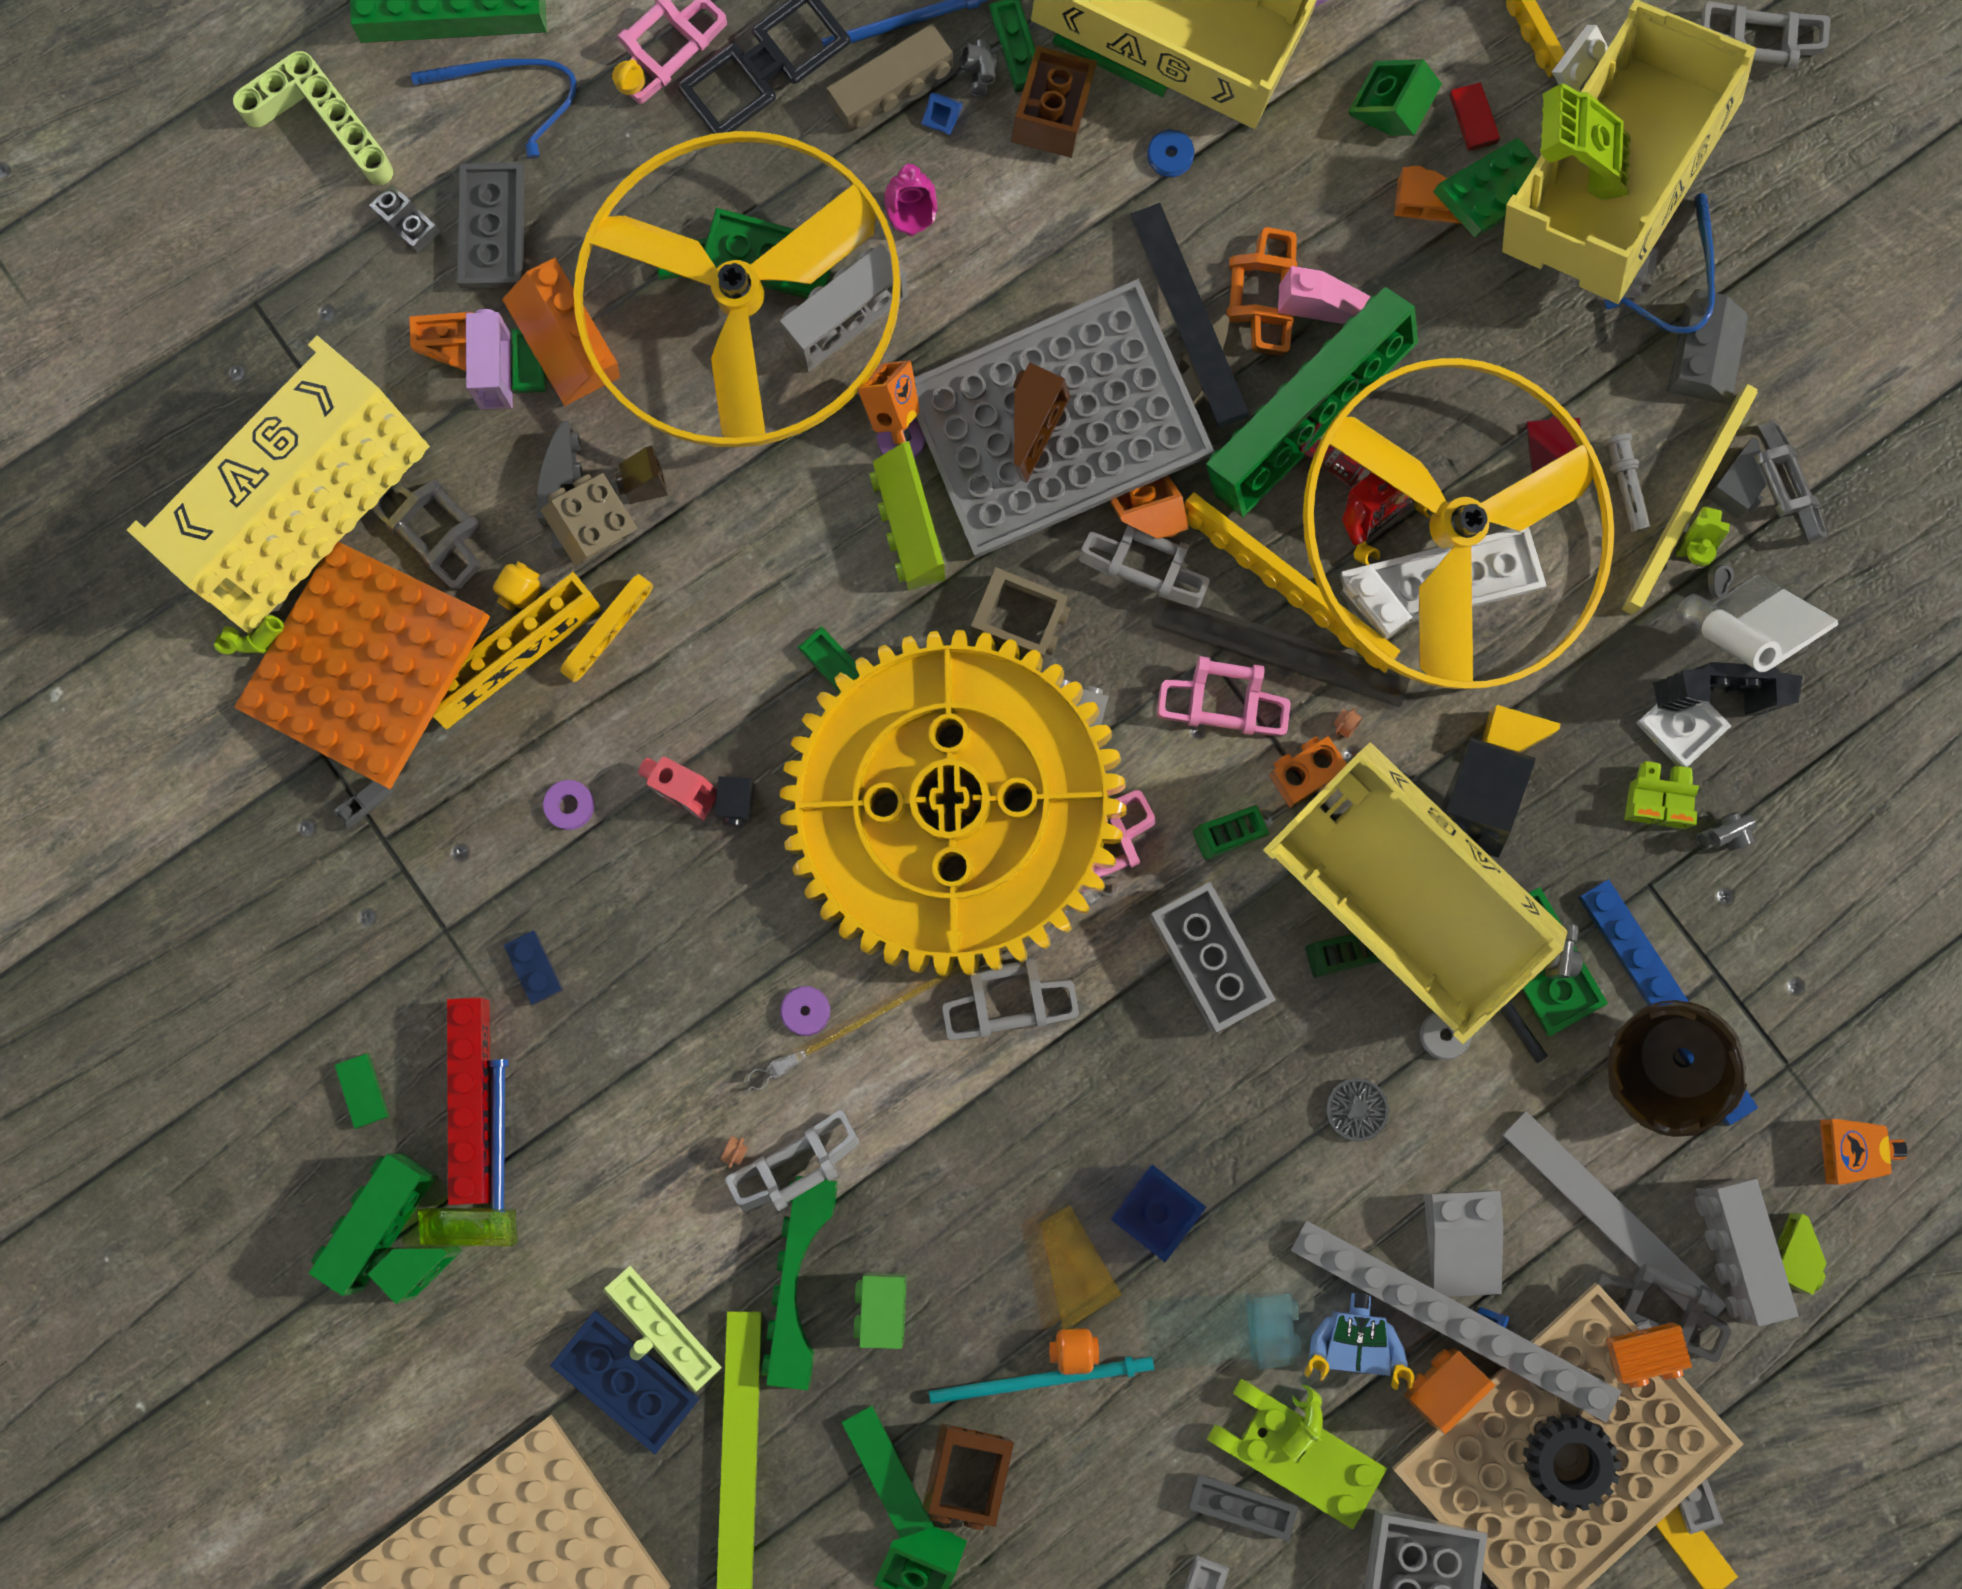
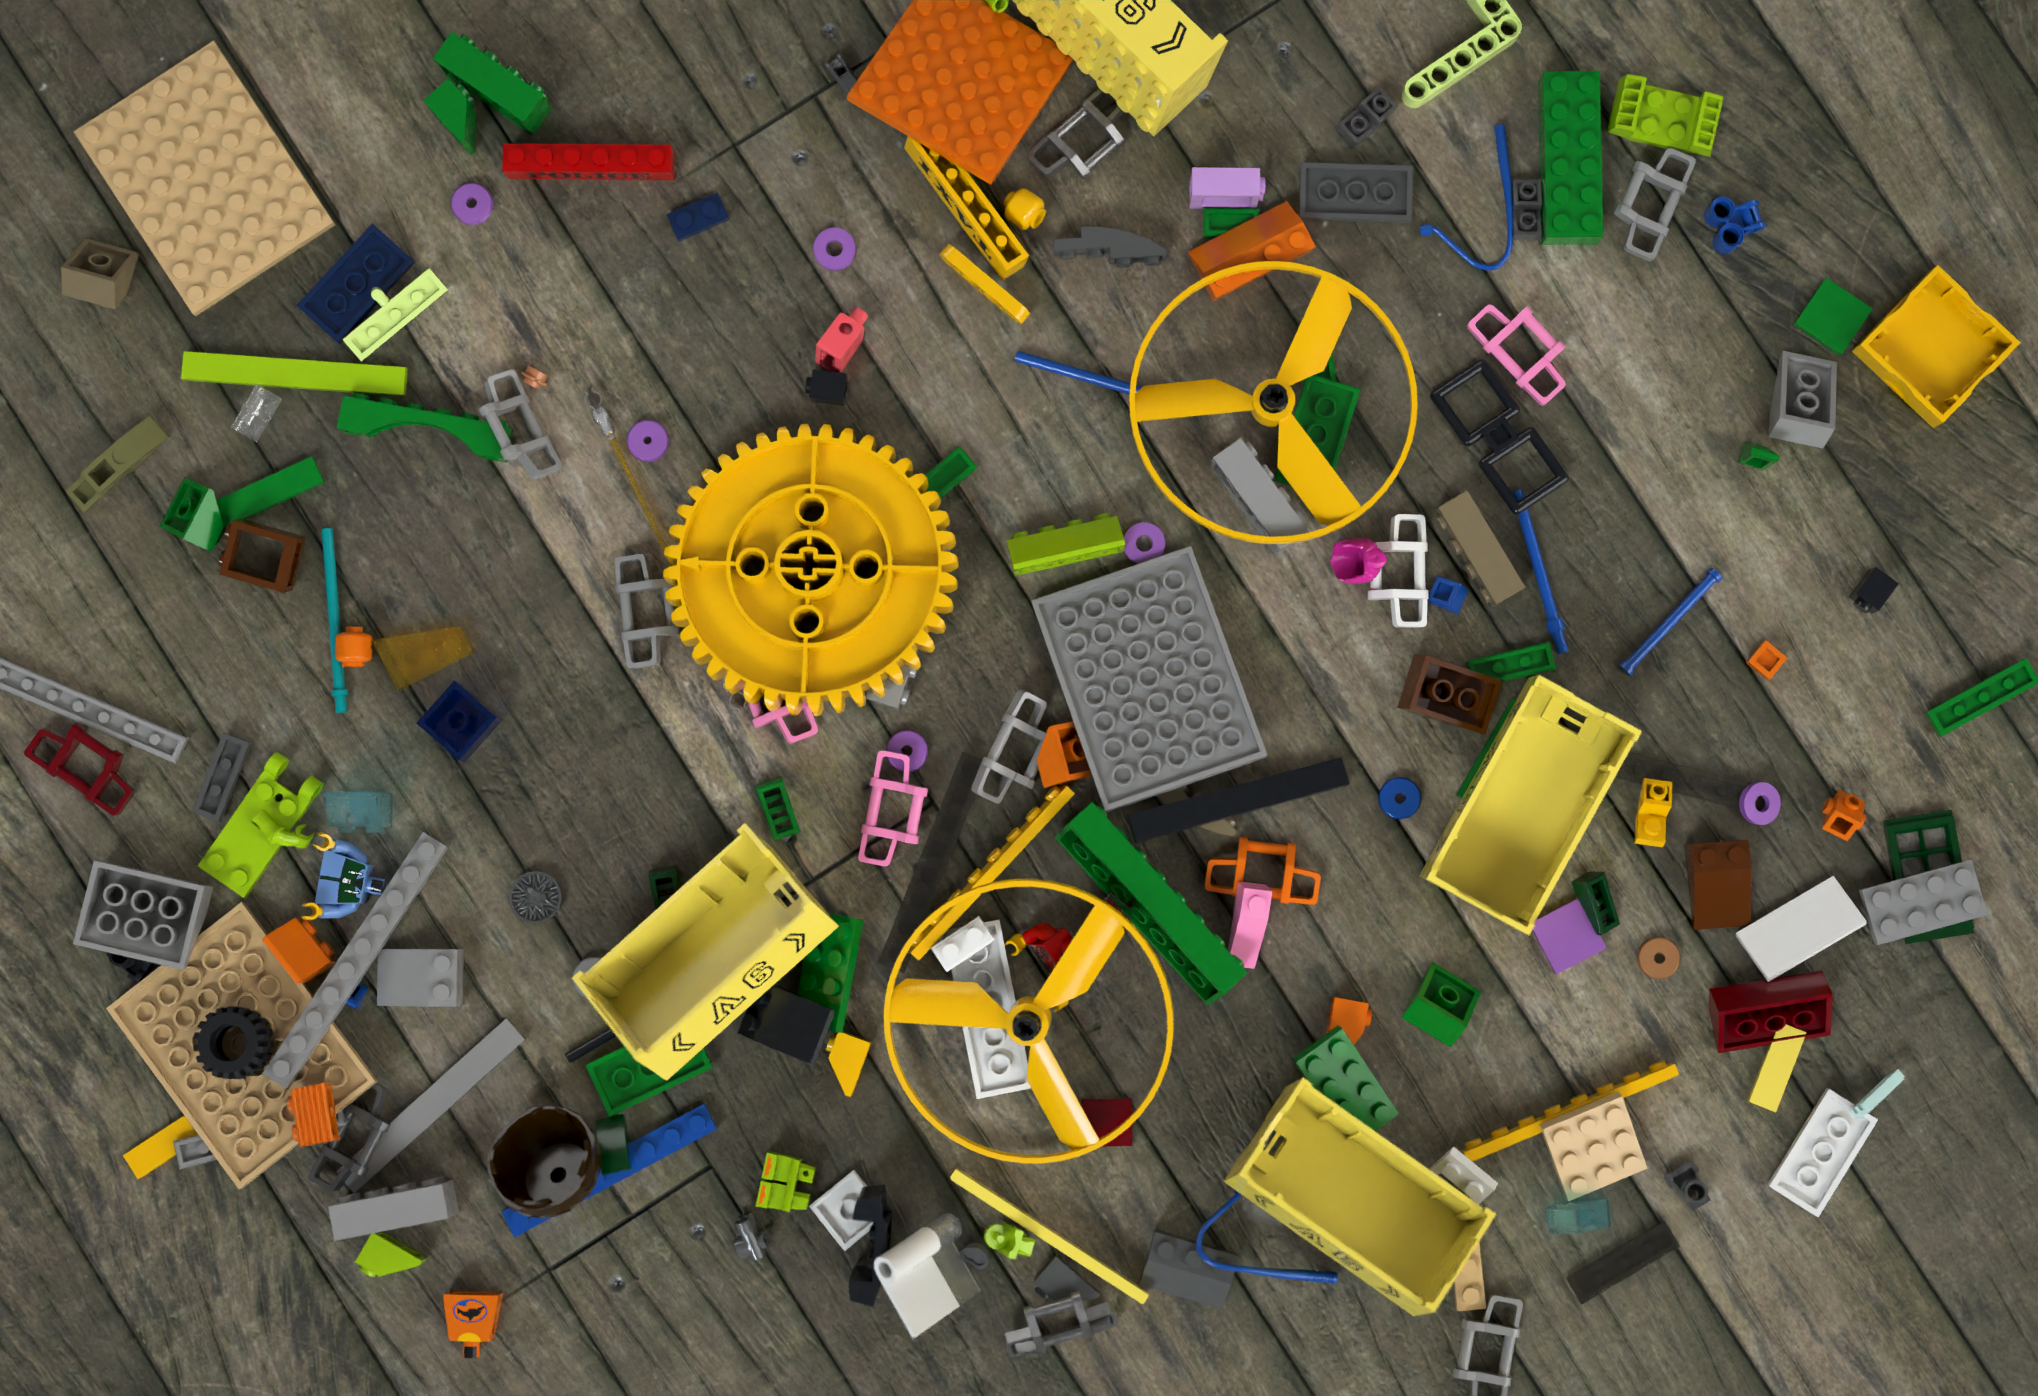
camera: 100 degrees right, 5 degrees up
(361, 1091) = (604, 75): green tile -> none
(440, 337) = (1254, 148): orange wing -> none
(467, 1227) = (486, 159): clear neon green plate -> none
(497, 1132) = (555, 185): blue bar -> none
(500, 44) = (1526, 209): none -> flat silver slope
(536, 1249) = (460, 201): none -> medium lavender piece
(588, 518) = (1077, 269): dark tan brick -> none
(628, 77) = (1486, 315): yellow tile -> none
(641, 477) = (1114, 317): dark brown slope -> none
(708, 518) = (1074, 372): none -> blue bar
(791, 1495) = (256, 413): none -> clear hips
(881, 1310) = (395, 491): bright green brick -> none
(891, 399) = (1170, 533): orange torso -> none
(940, 139) = (1419, 592): none -> white bar
(982, 65) = (1492, 630): dark grey plate -> none
(990, 600) = (989, 612): dark tan window -> none
(1037, 409) = (1142, 654): reddish brown slope -> none
(1139, 687) = (911, 739): none -> medium lavender piece
(1211, 958) = (666, 781): light grey brick -> none
(1312, 776) = (818, 880): orange brick -> none
(1347, 722) = (867, 914): nougat plate -> none
(1420, 753) = (830, 969): none -> green plate
(1474, 116) = (1422, 1077): red tile -> none
(1569, 961) = (645, 1080): dark grey plate -> none
(1592, 133) = (1367, 1159): lime plate -> none
(1628, 465) = (1082, 1181): light grey pin -> none
(1632, 995) = (613, 1144): none -> dark green slope

